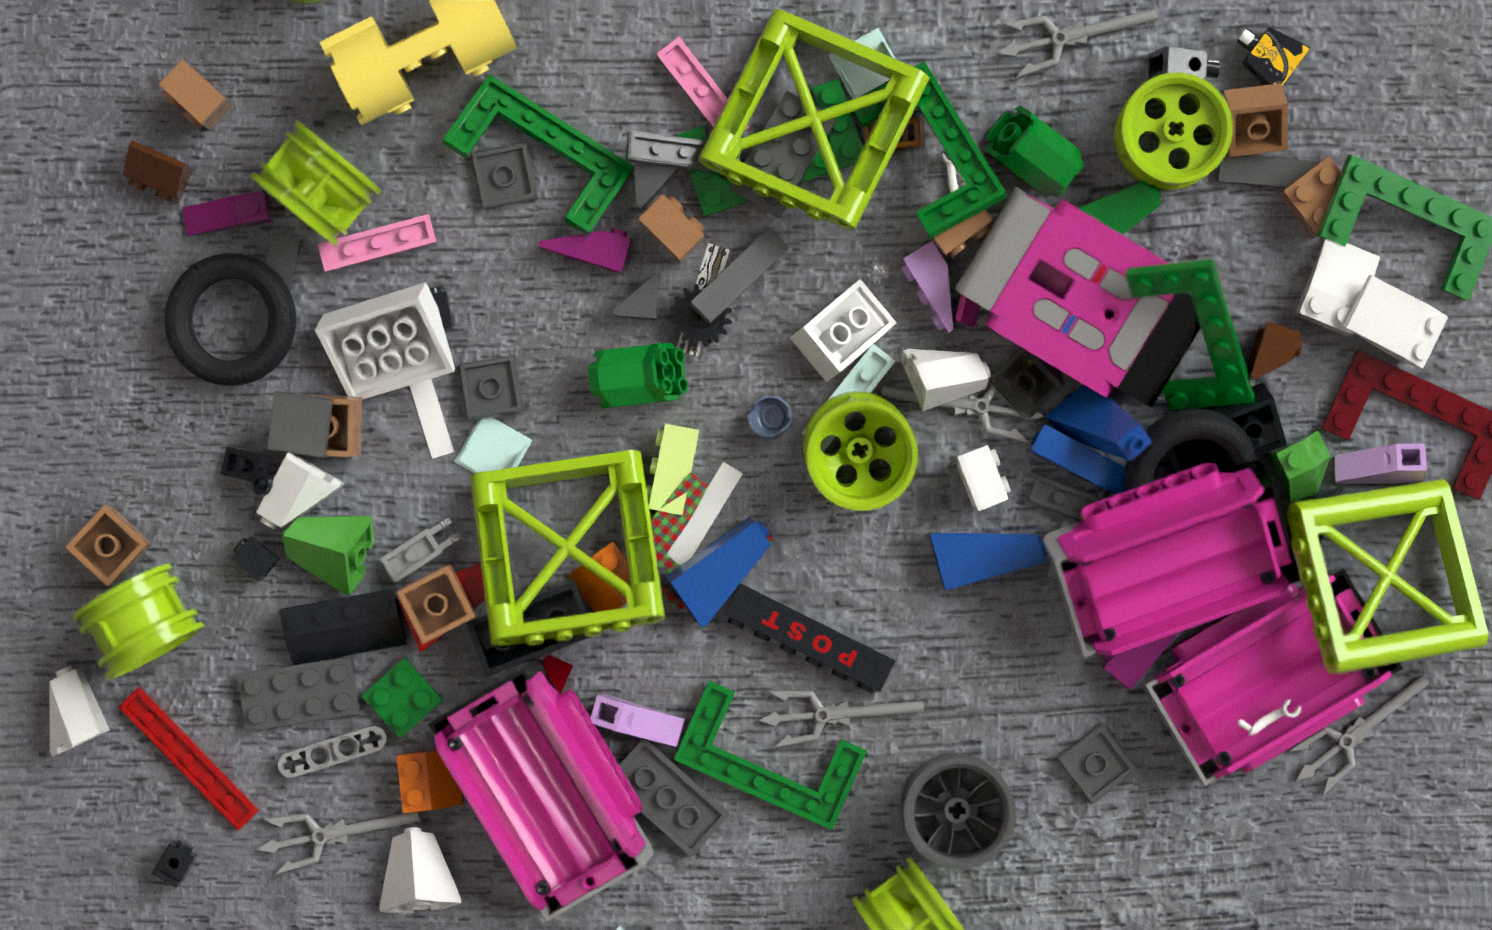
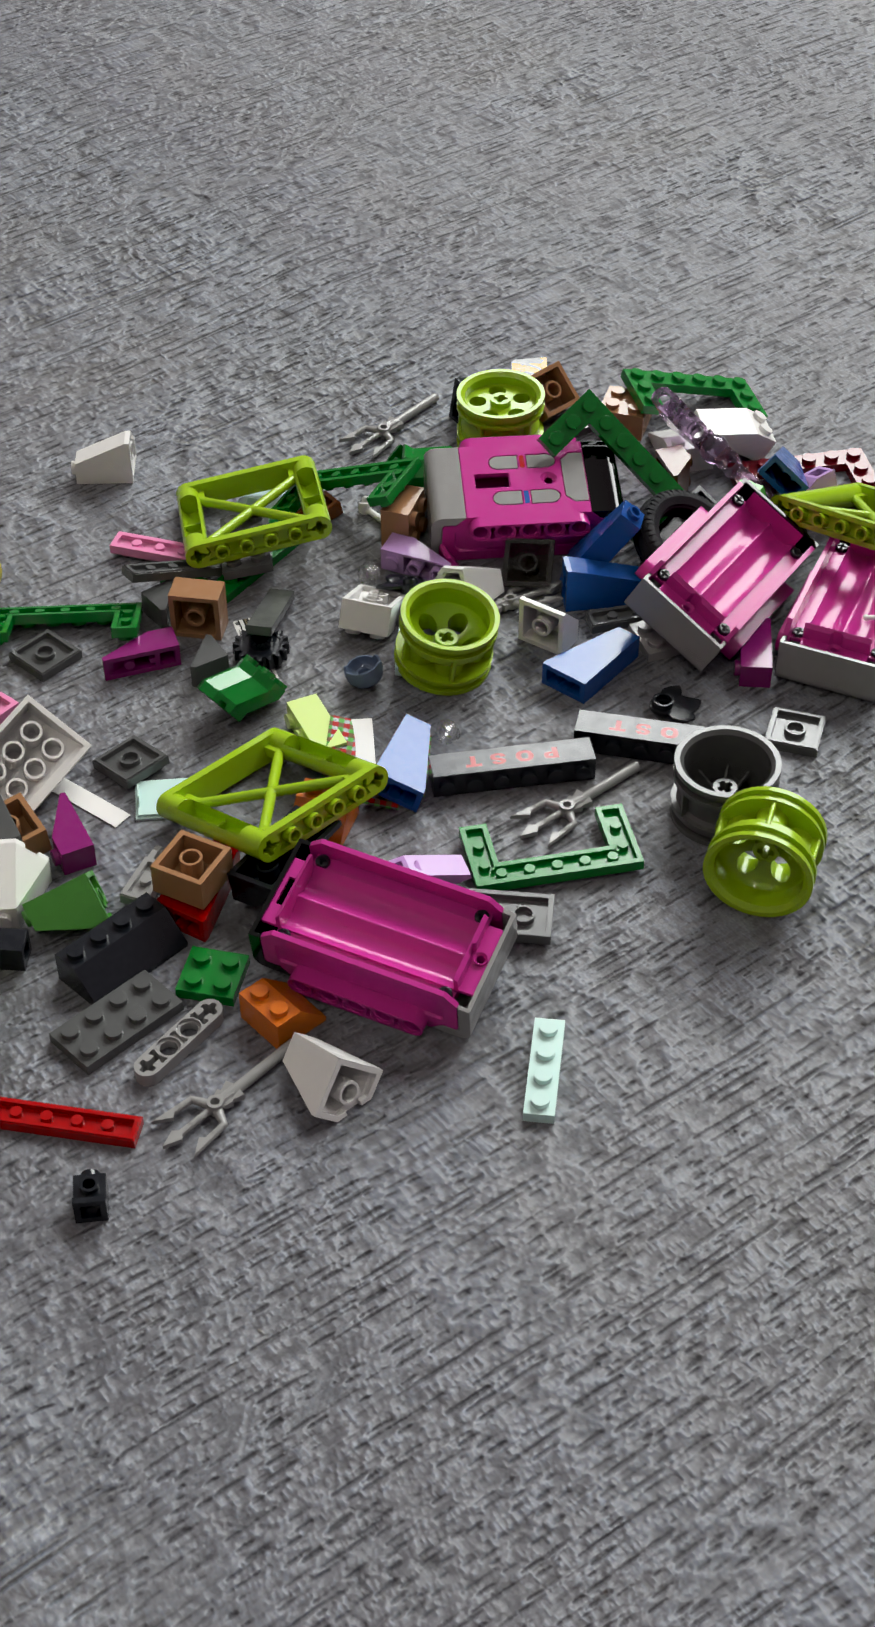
camera: 30 degrees left, 45 degrees down
(377, 462) = (71, 842): none -> magenta slope
(896, 306) = (399, 581): none -> black plate
(960, 696) = (631, 735): none -> brick
(1022, 658) = (674, 704): none -> black plate
(1333, 356) = (711, 446): none -> clear purple piece
(1372, 437) = (784, 472): none -> blue slope

